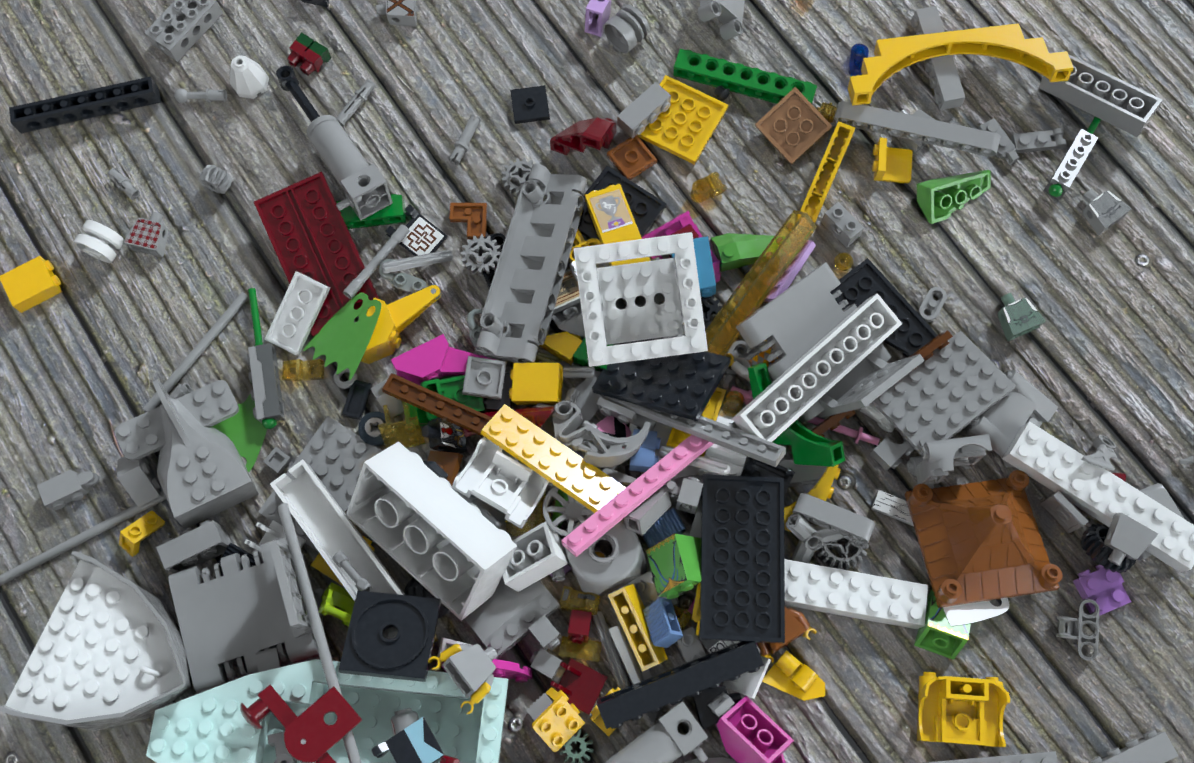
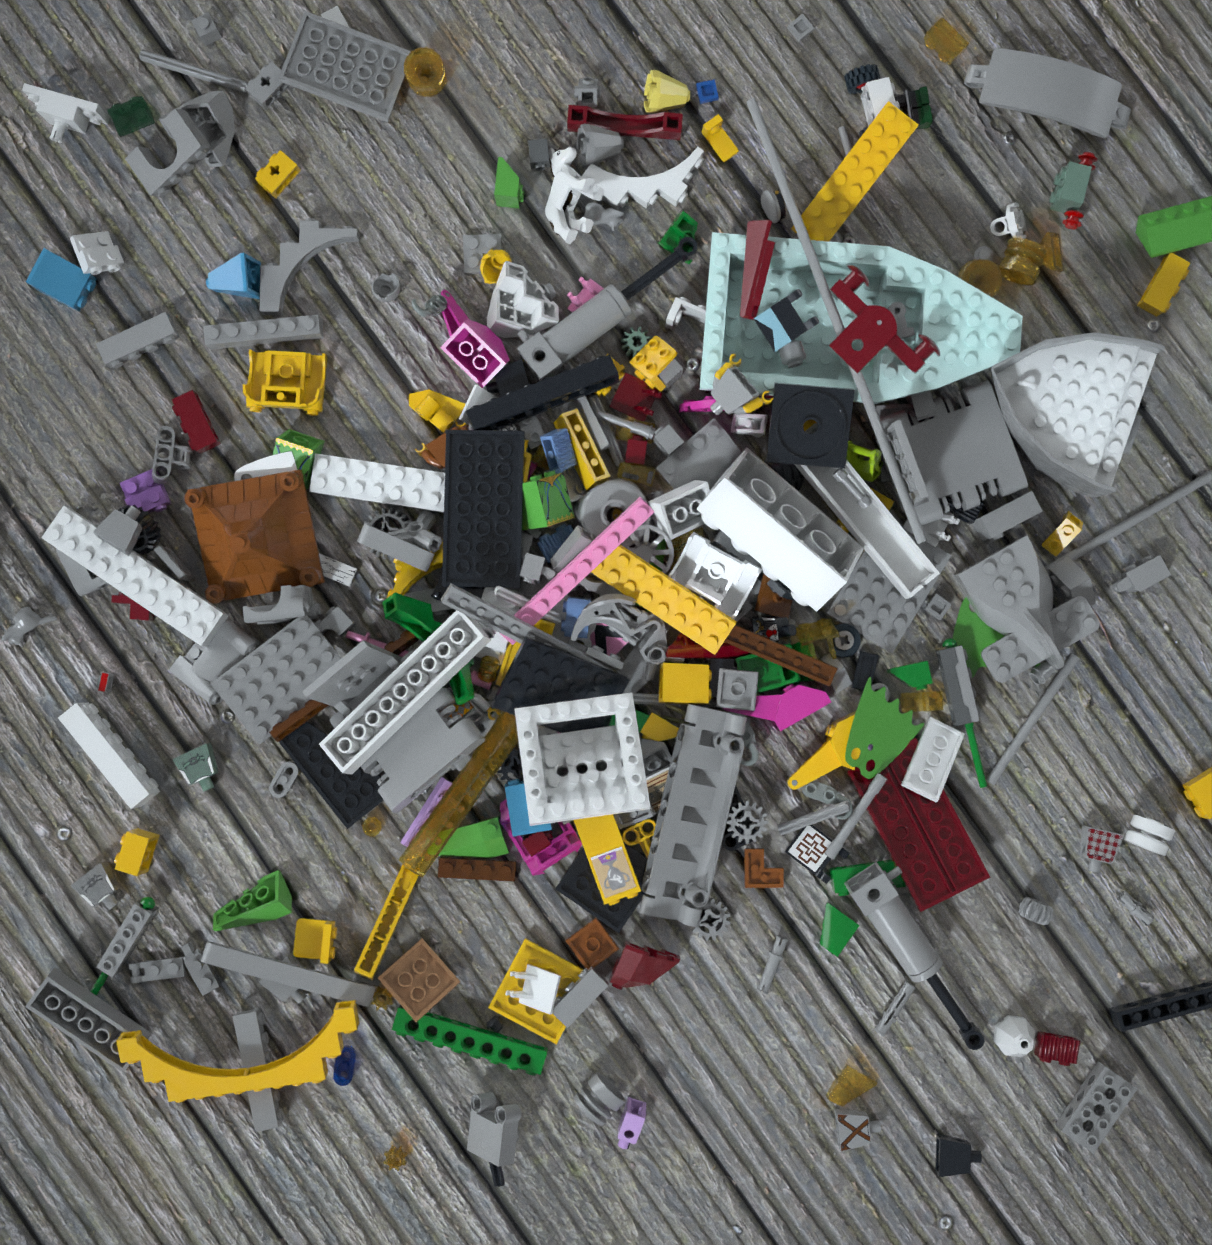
camera: 175 degrees right, 15 degrees up
(182, 95) = (1086, 1015): light grey pin -> none
(211, 69) = (1057, 1048): none -> dark red brick
(308, 394) = (913, 674): none -> green slope
(309, 53) = (950, 1069): dark red hips -> none
(402, 41) = (849, 1086): none -> clear yellow slope
(403, 167) = (836, 930): none -> green slope
(530, 104) = (703, 1009): black plate -> none
(545, 663) = (666, 415): light grey brick -> none
(580, 650) = (635, 427): none -> light grey pin
(682, 116) = (538, 989): none -> white plate
(710, 187) = (509, 911): clear yellow piece -> none
(721, 704) = (505, 378): light grey plate -> none
(741, 223) = (476, 869): none -> reddish brown plate
(842, 224) = (371, 866): light grey brick -> none
(1056, 667) = (195, 422): none -> dark red brick
(1071, 237) = (136, 851): none -> yellow brick
(1103, 454) = (134, 611): light grey piece -> none
(1109, 326) = (109, 754): none -> white brick
(1120, 397) = (105, 681): none -> plate

